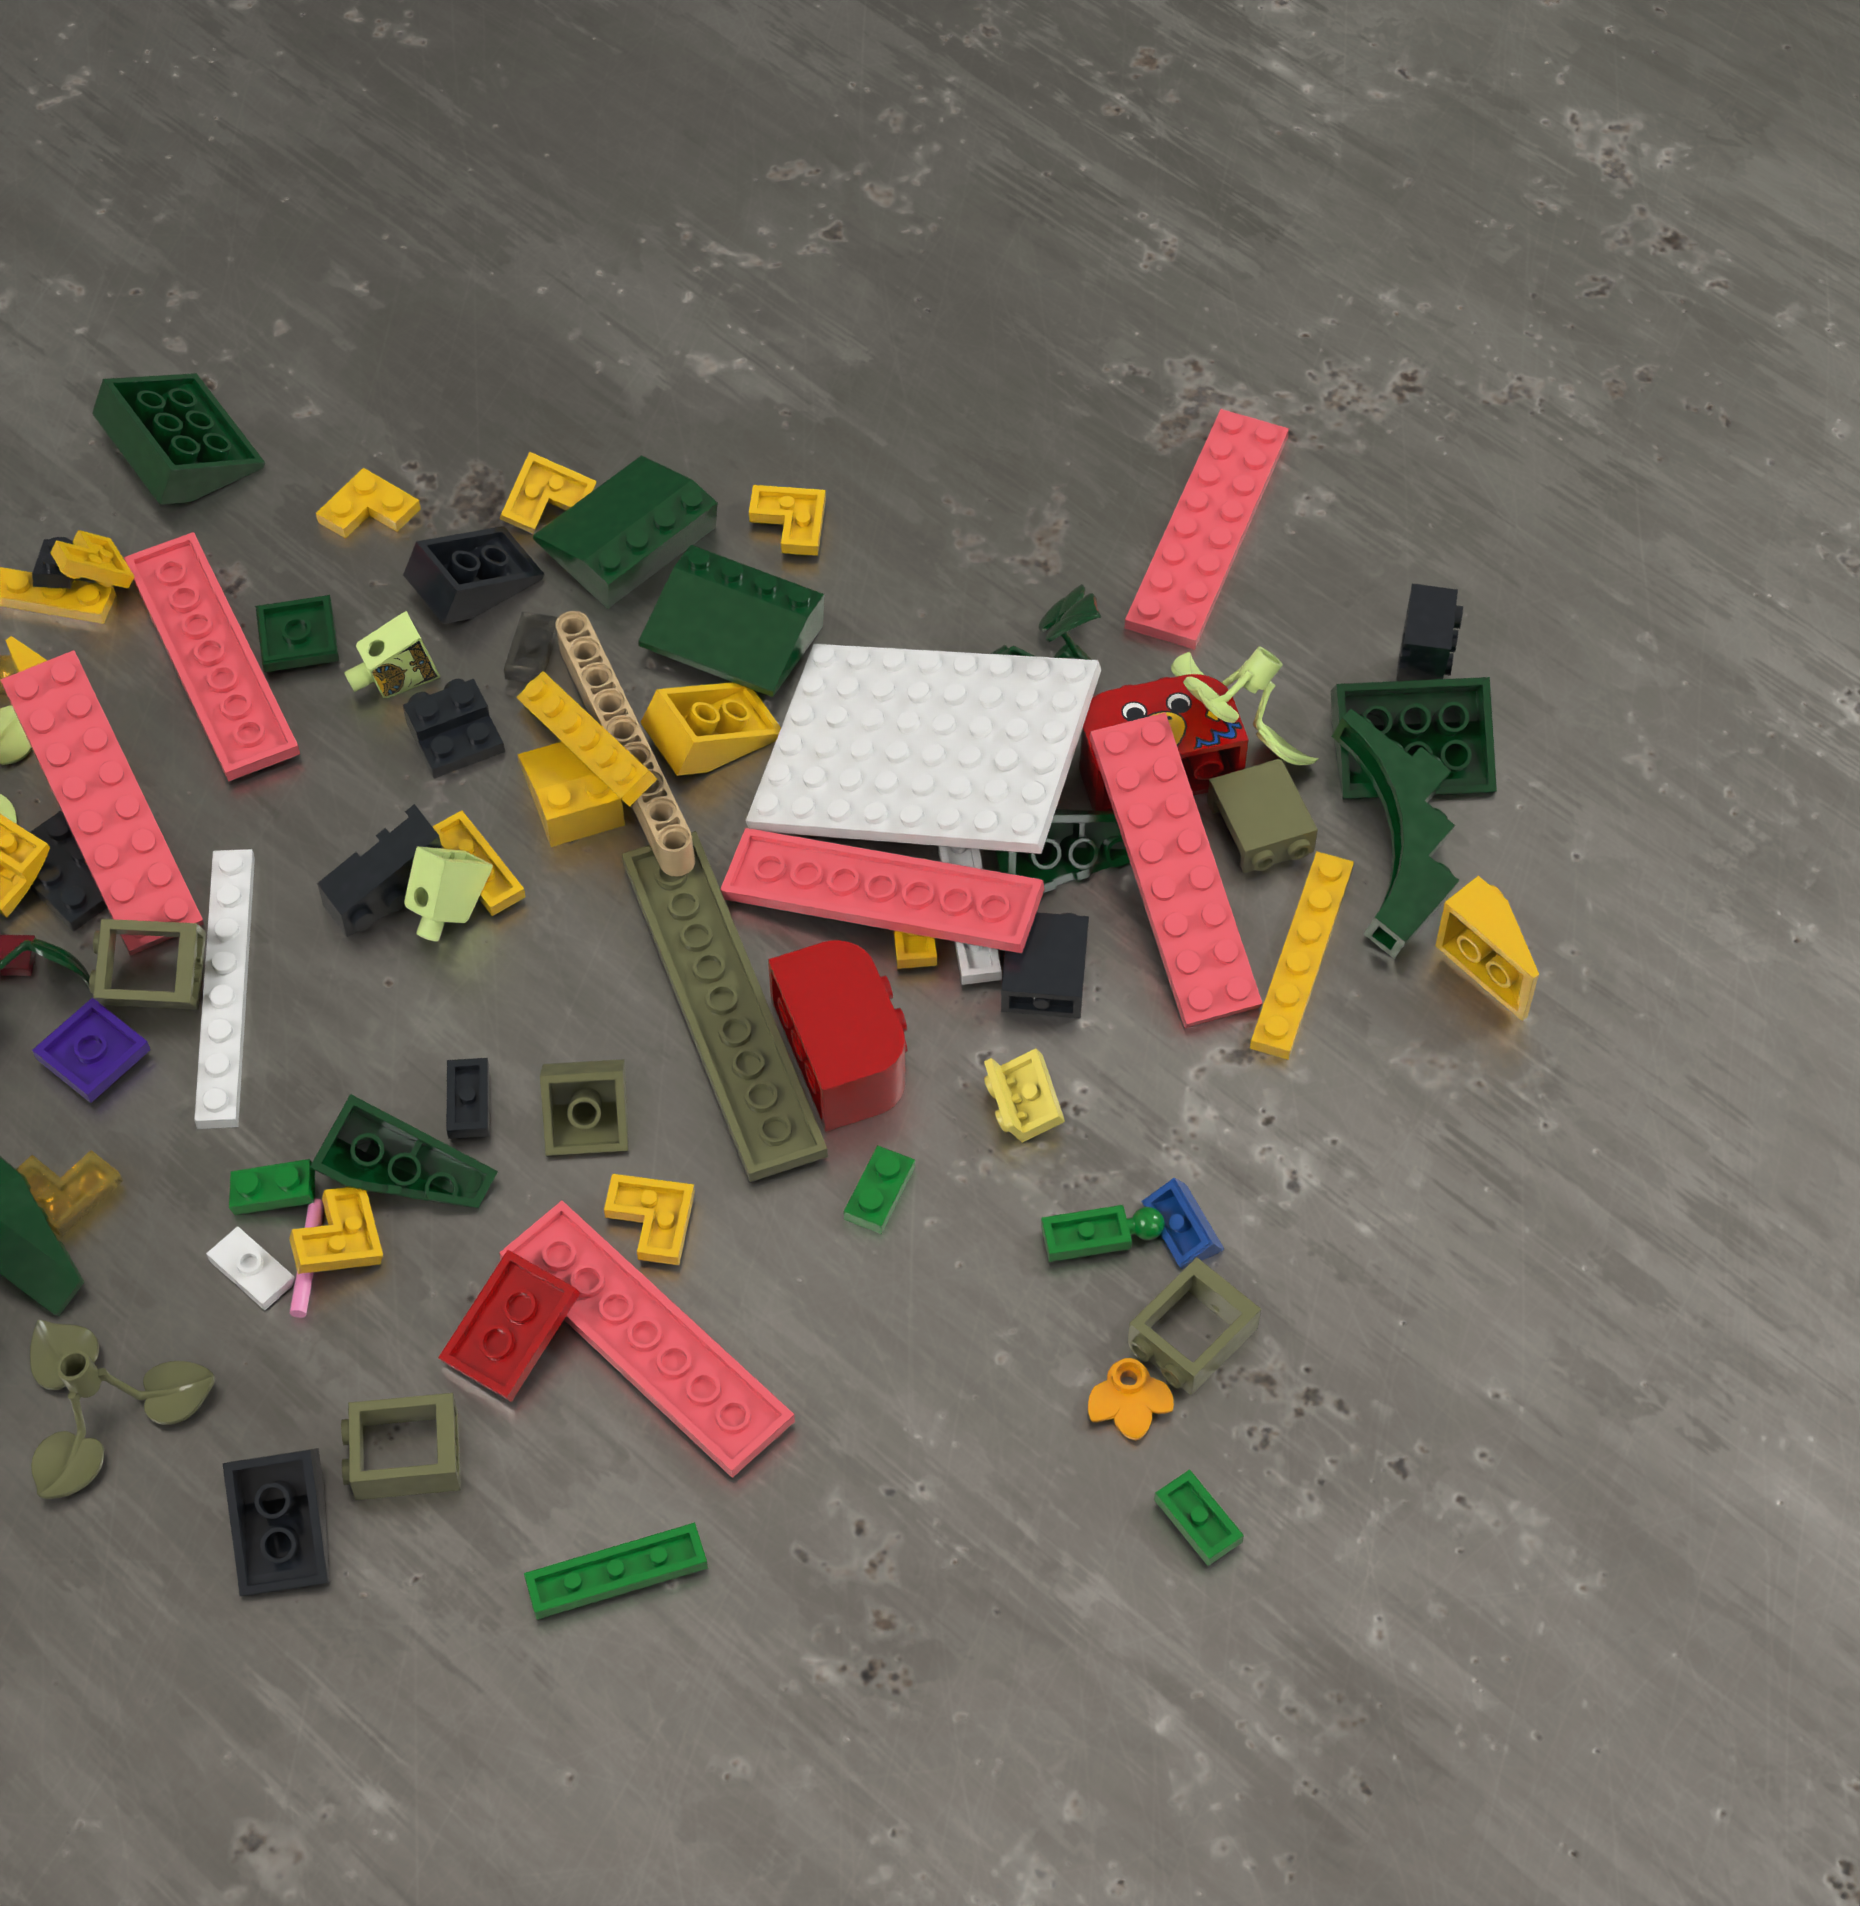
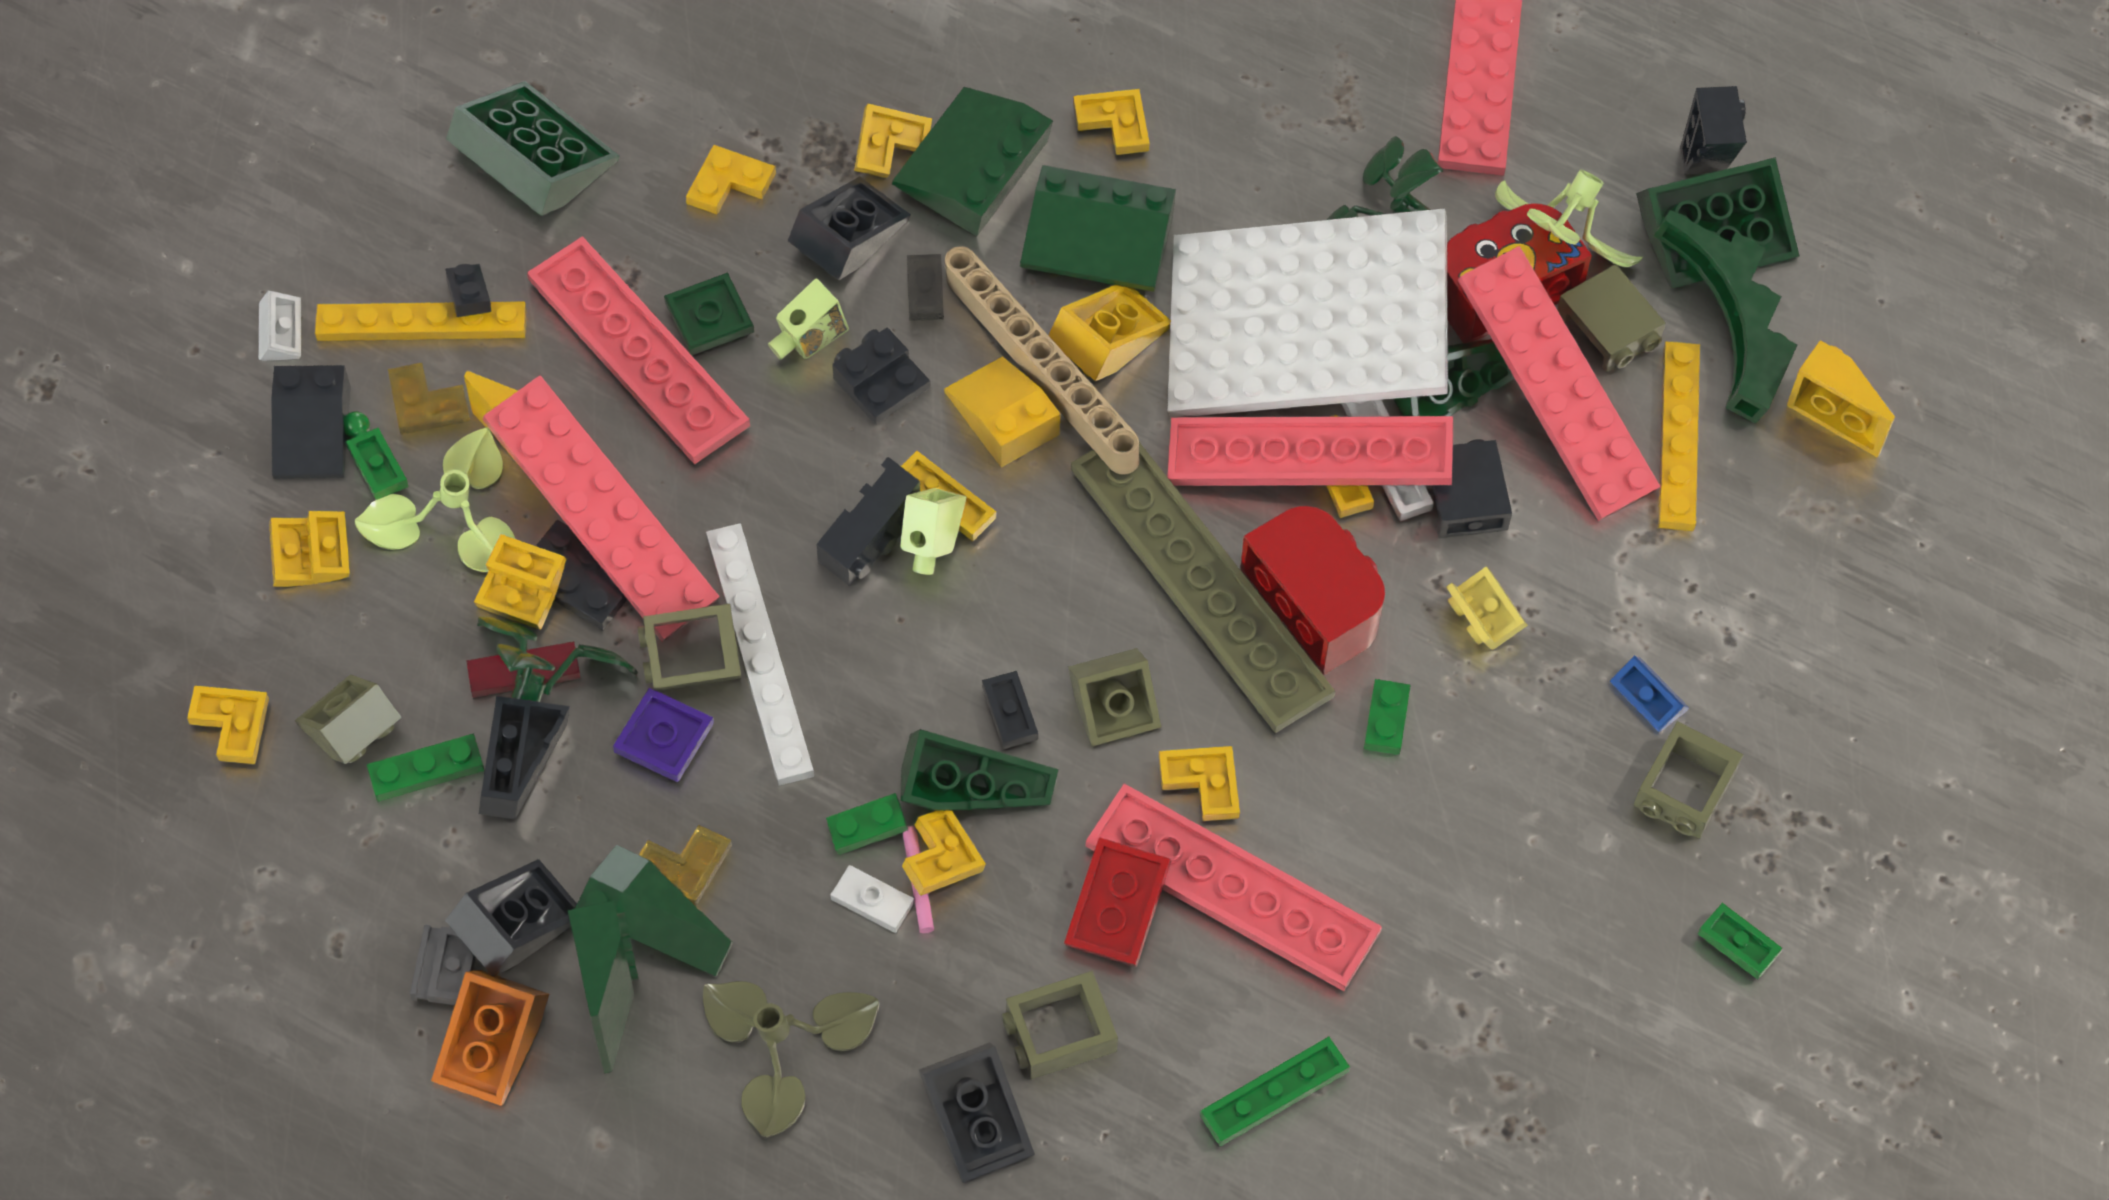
camera: 15 degrees left, 5 degrees up
(94, 559) = (503, 281): yellow plate -> none
(586, 738) = (1012, 364): yellow plate -> none
(1098, 1231) = (1583, 715): green plate -> none
(1129, 1404) = (1652, 858): light orange plate -> none

